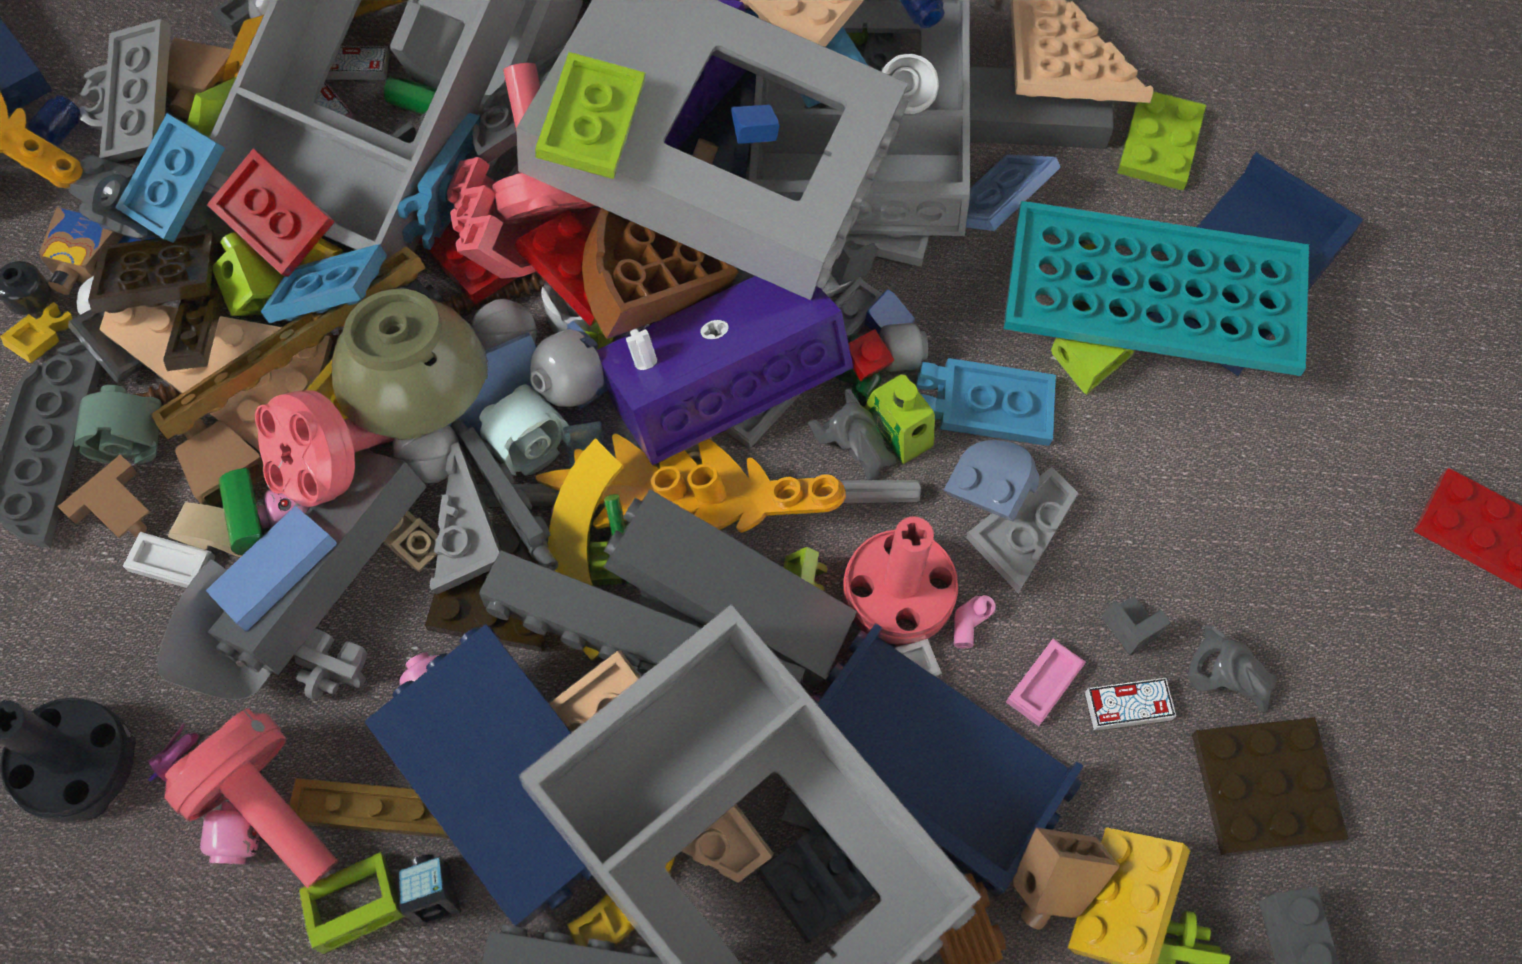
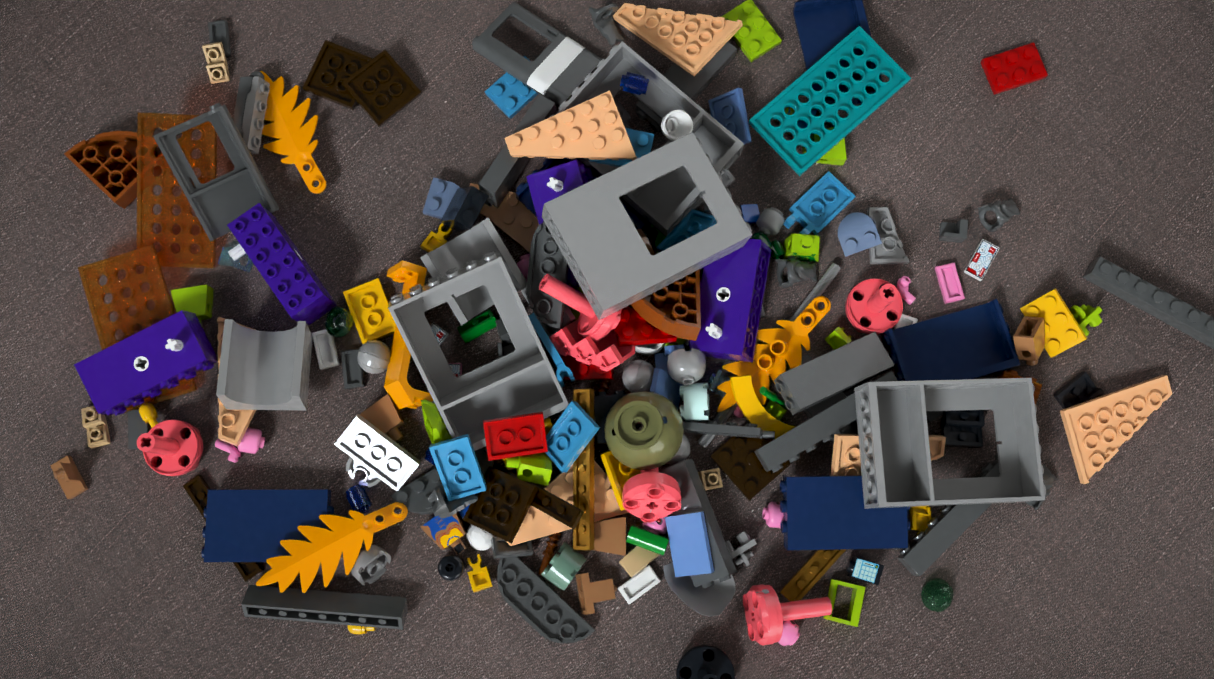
camera: 45 degrees left, 15 degrees up
(170, 755) = (736, 636): flat silver piece -> none
(466, 535) = (728, 458): light grey wing -> none
(590, 115) = (623, 276): lime plate -> none
(755, 124) = (671, 211): blue slope -> none
(869, 355) = (770, 238): red plate -> none
(1269, 786) = (1047, 237): dark brown plate -> none

